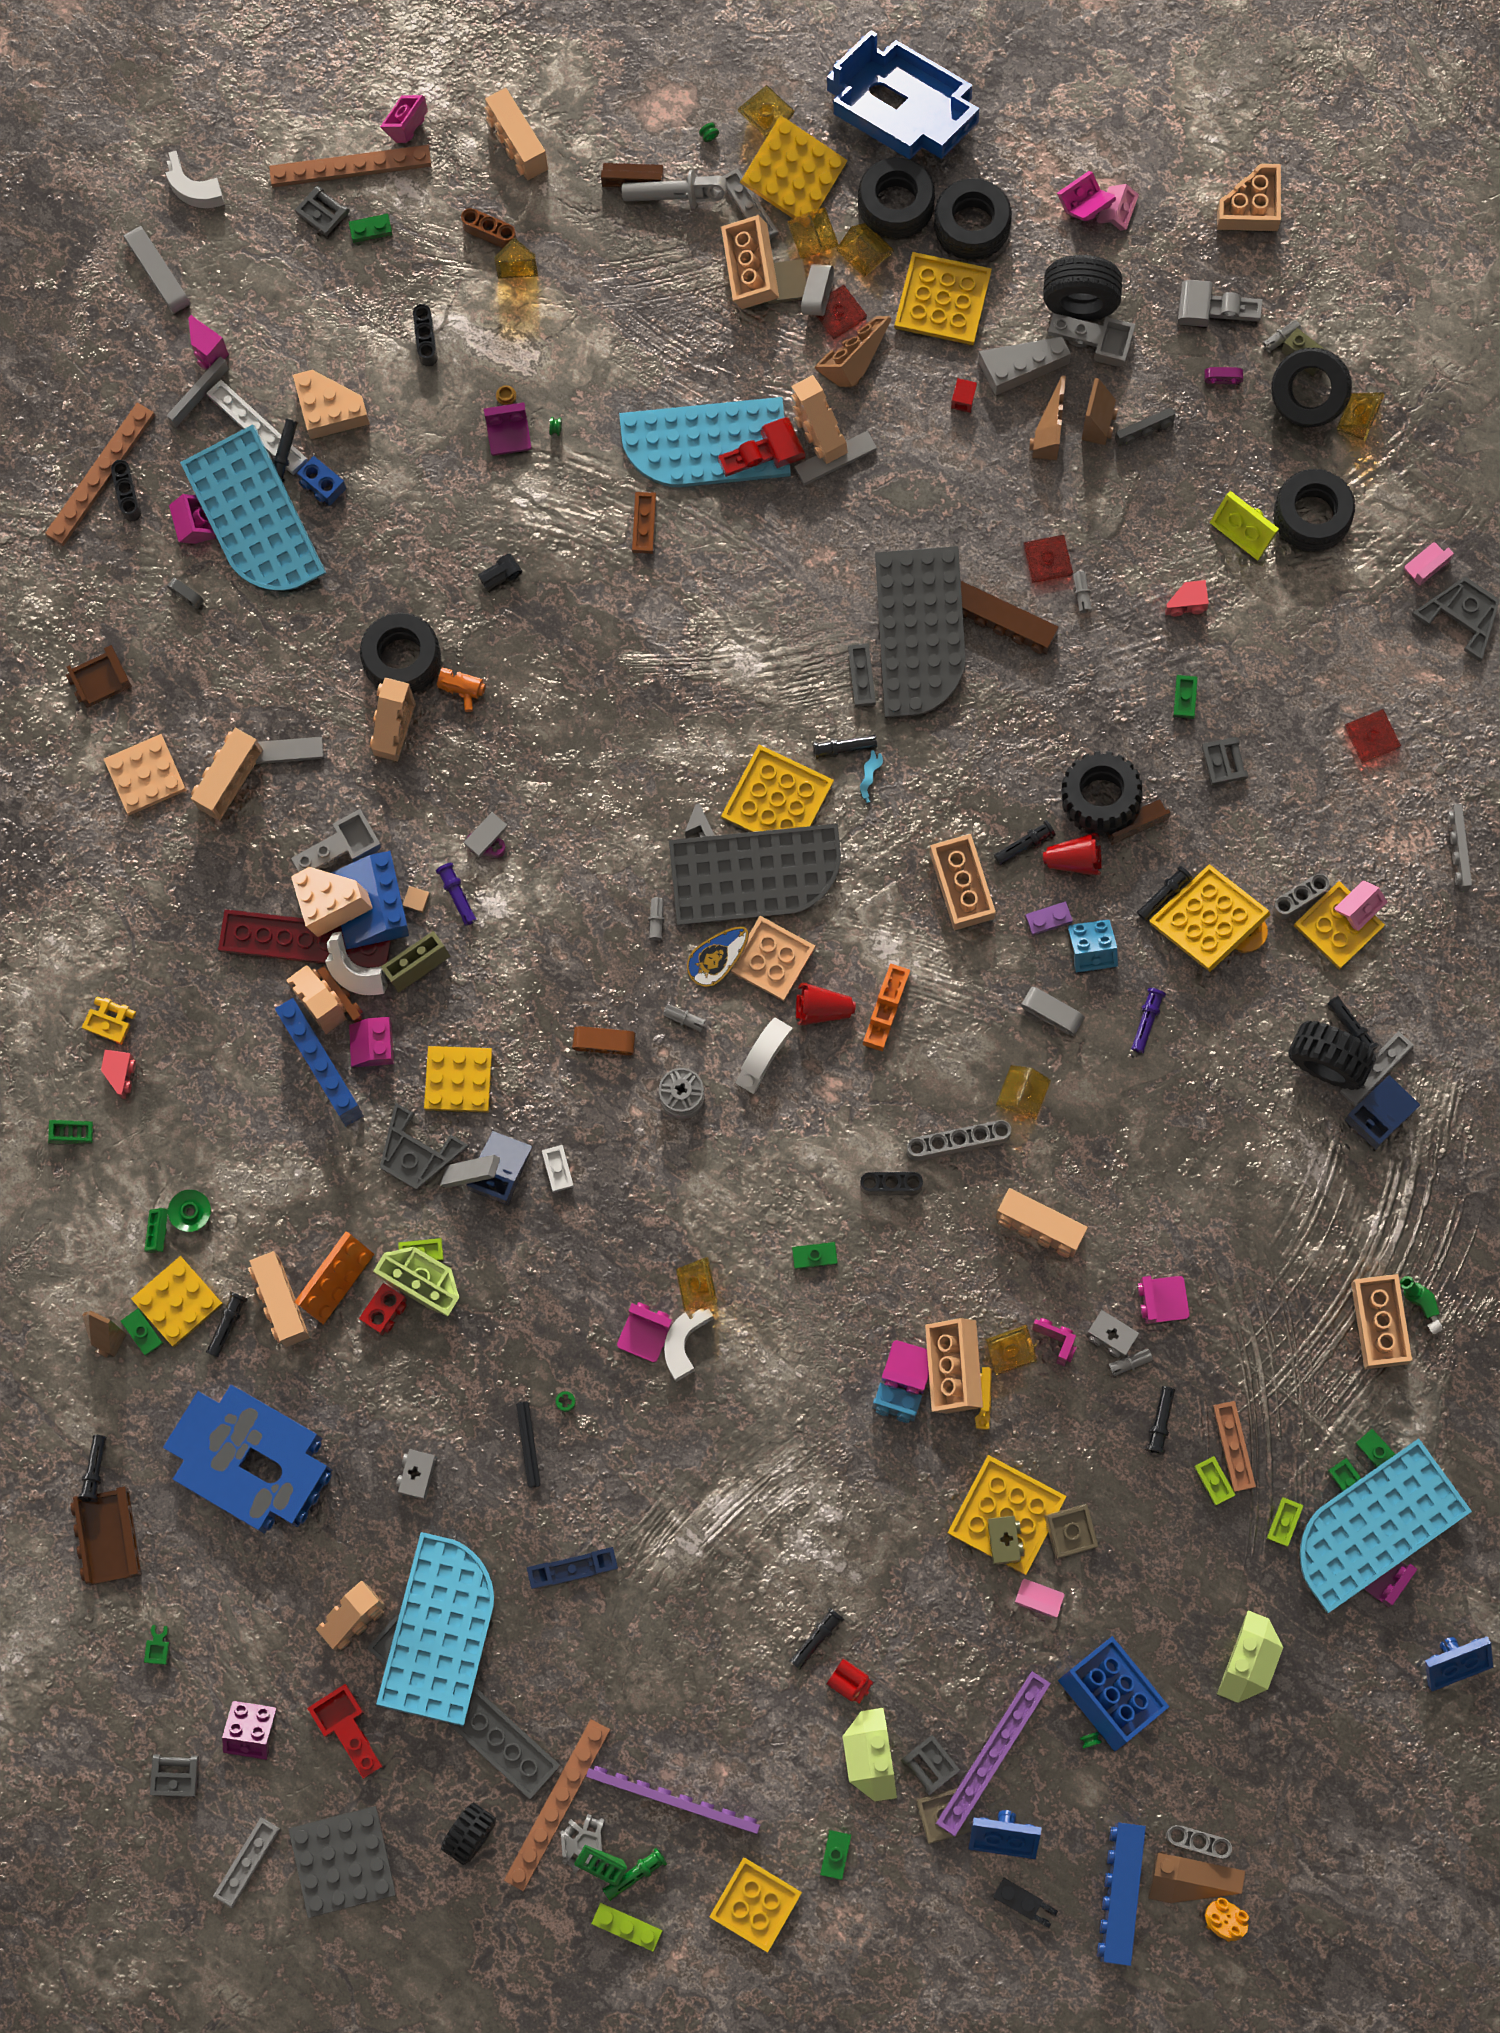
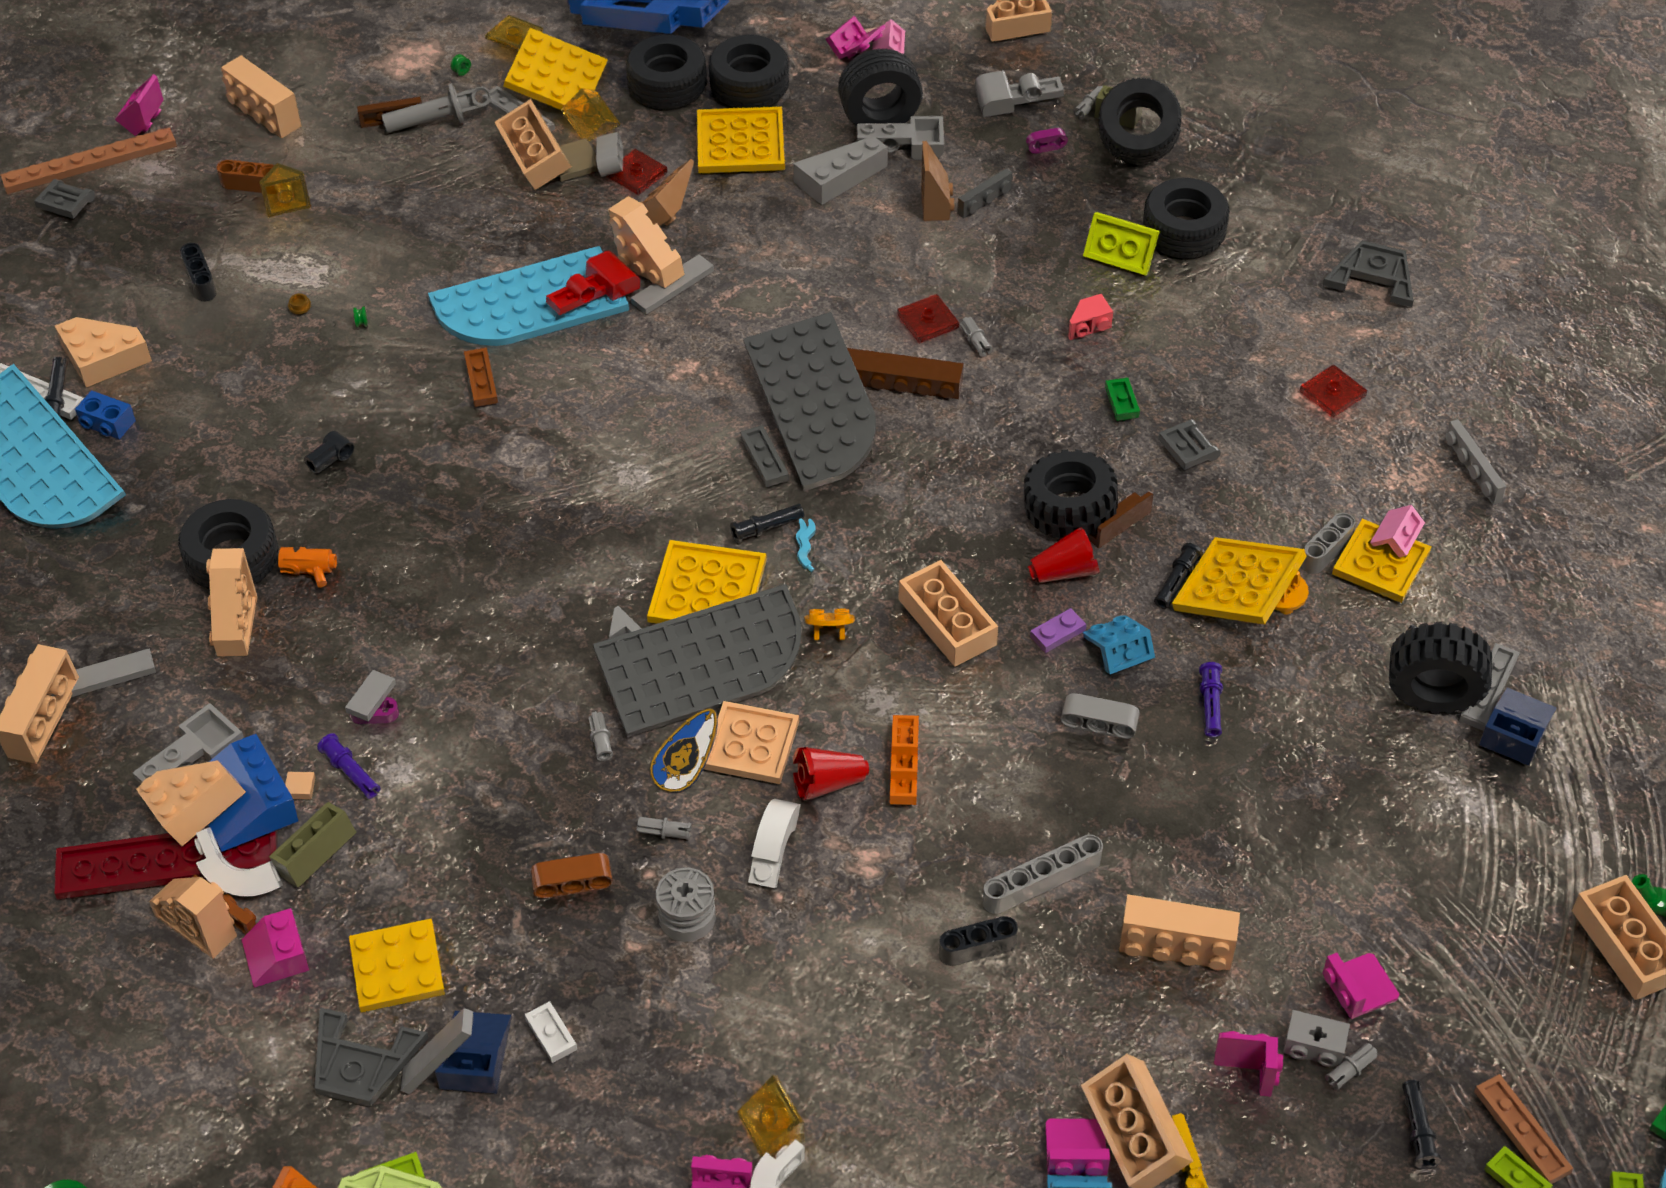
camera: 20 degrees left, 25 degrees down
(319, 1062) = (176, 947): blue arch -> none
(370, 228) = (120, 203): green plate -> none
(507, 429) = (306, 326): magenta bracket -> none
(814, 1255) = (910, 1049): green plate -> none
(863, 248) = (645, 120): clear yellow slope -> none
(865, 861) = (819, 619): none -> light orange plate
(963, 395) = (790, 206): red panel -> none
(1010, 1350) = (1197, 1088): clear yellow slope -> none
(1023, 1091) = (1098, 805): clear yellow slope -> none
(1032, 838) = (1009, 559): black pin -> none
(1047, 435) = (890, 212): medium nougat wedge -> none
(1360, 414) = (1196, 141): clear yellow slope -> none
(1428, 563) = (1319, 241): bright pink panel -> none

